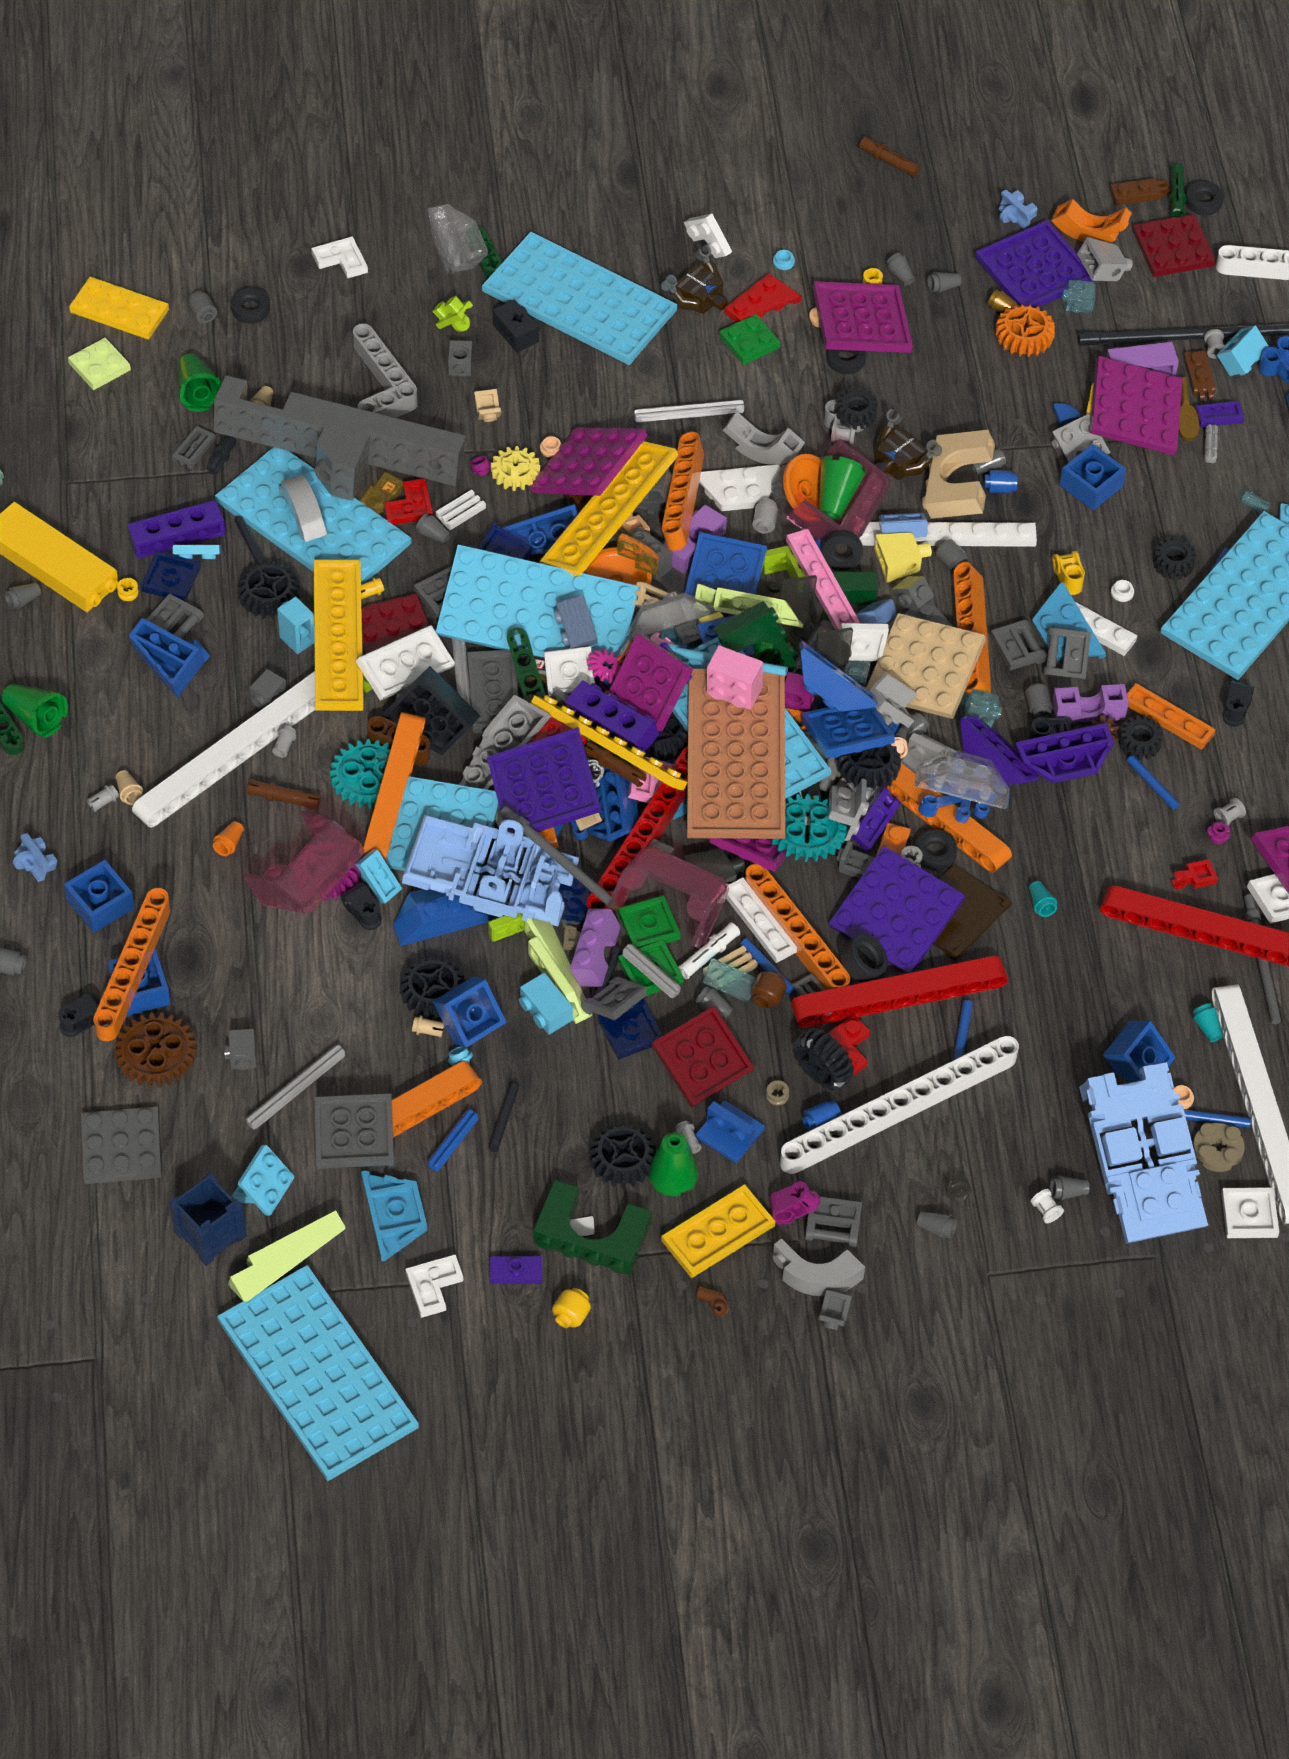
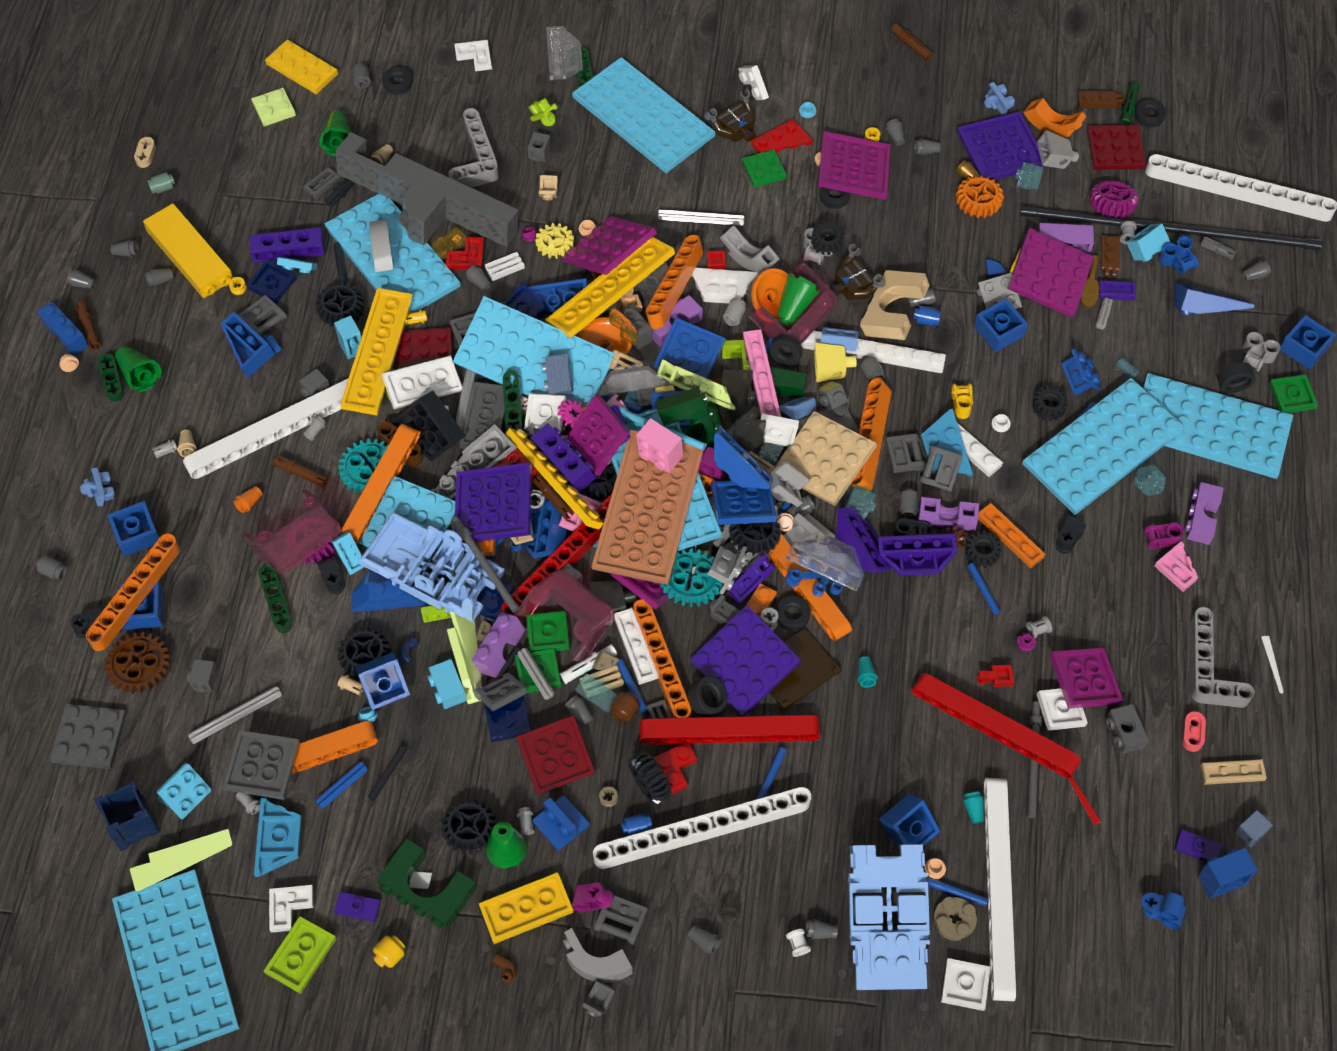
camera: 15 degrees right, 5 degrees up
(303, 945) = (275, 598): none -> dark green beam
(347, 1180) = (252, 806): none -> light grey pin
(465, 1333) = (300, 955): none -> lime plate
(483, 971) = (404, 650): none -> dark blue arm
(516, 325) = (588, 128): black brick -> none
(724, 458) = (716, 259): none -> red plate
(729, 941) = (604, 661): none -> dark tan tile
(1188, 306) = (1113, 198): none -> magenta gear
(1201, 516) = (1080, 373): none -> blue bracket

